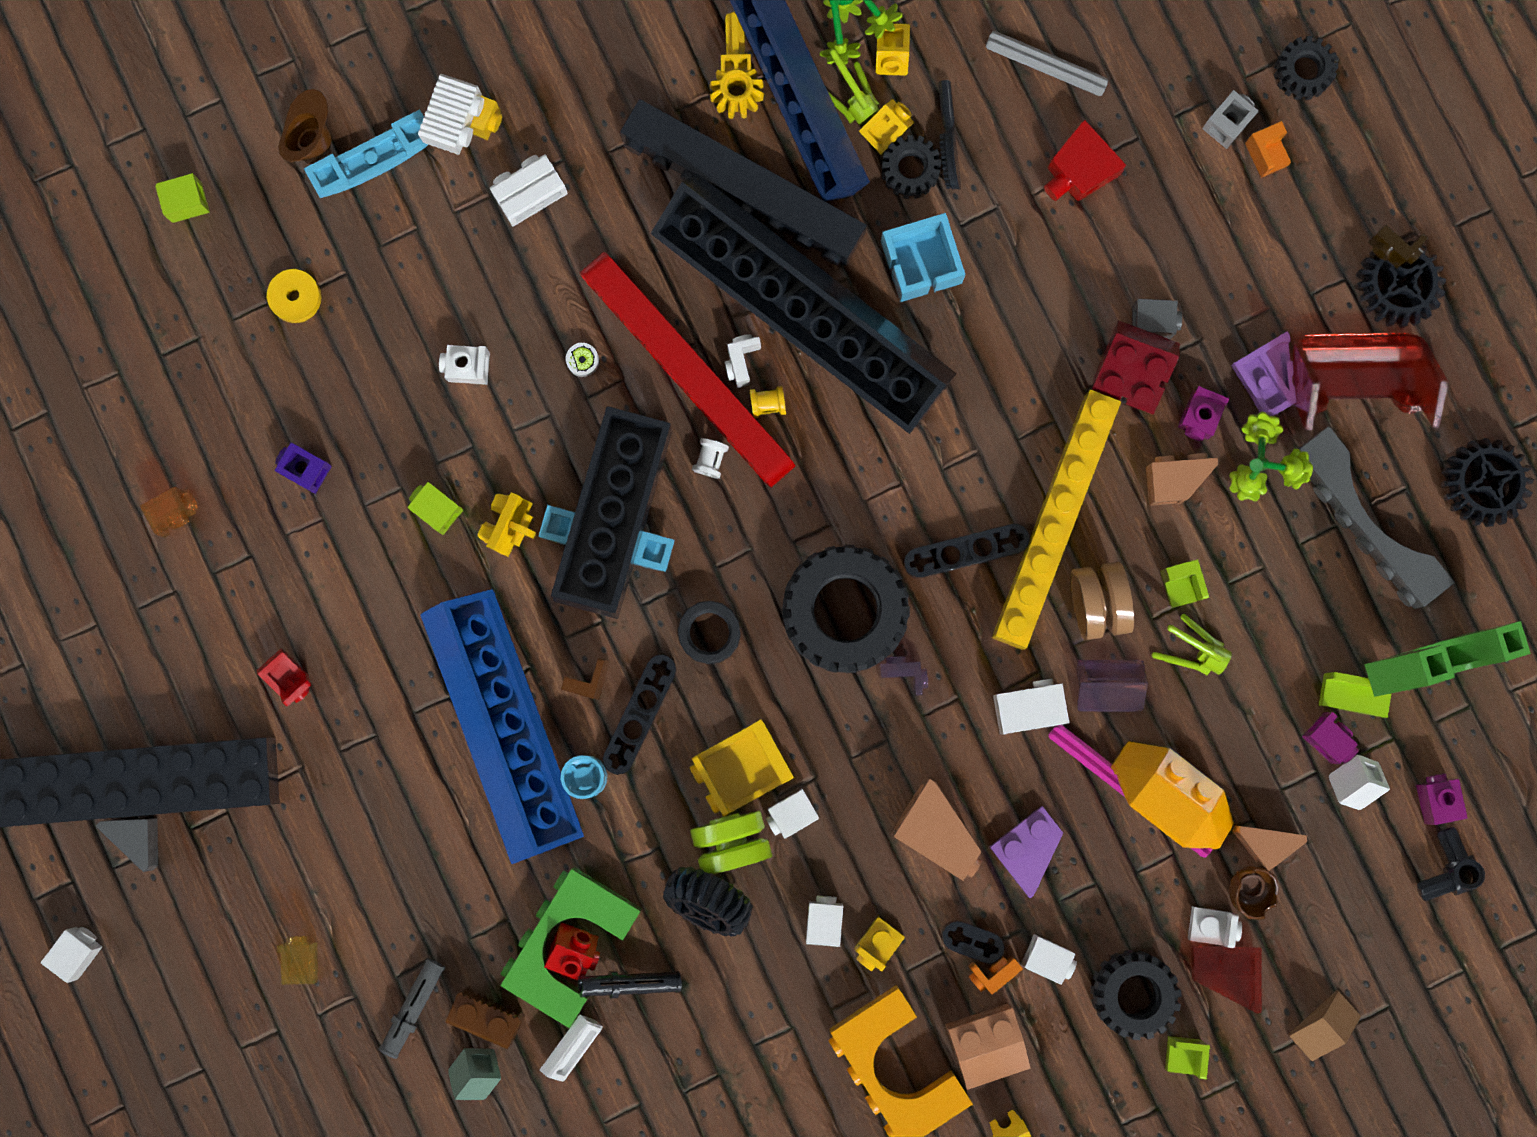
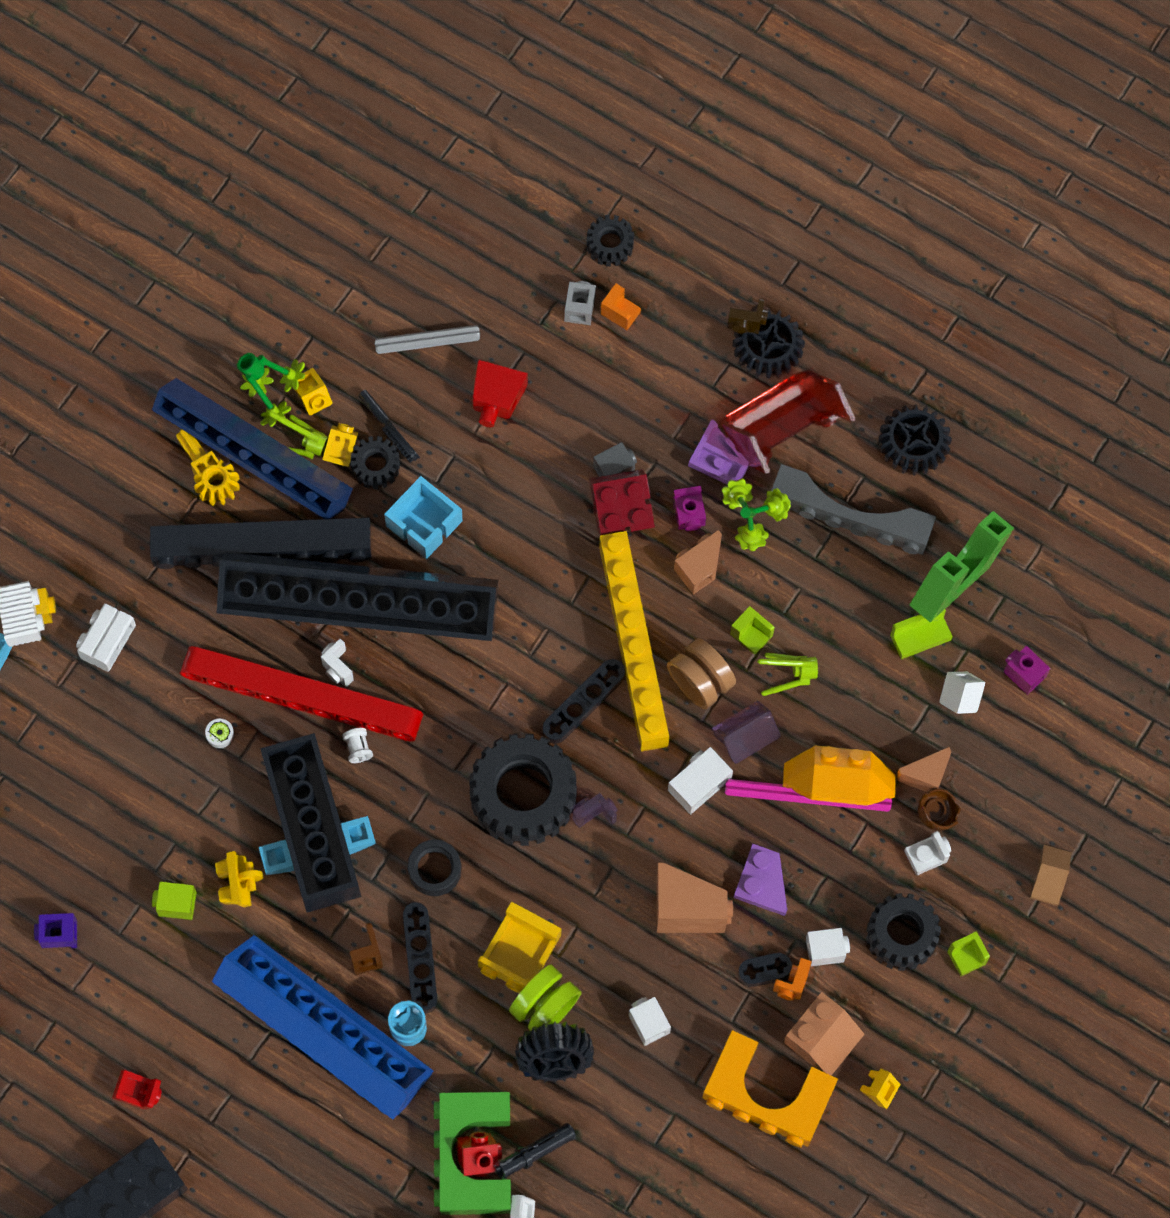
camera: 35 degrees left, 15 degrees down
(474, 372) = (142, 791): white brick -> none
(768, 402) = (375, 681): yellow bush -> none
(791, 814) = (576, 958): white brick -> none
(878, 945) = (698, 1014): yellow bracket -> none
(1230, 972) = (960, 878): clear red wing -> none
(1331, 739) = (924, 674): magenta brick -> none
(1449, 879) = (1068, 719): black axle -> none

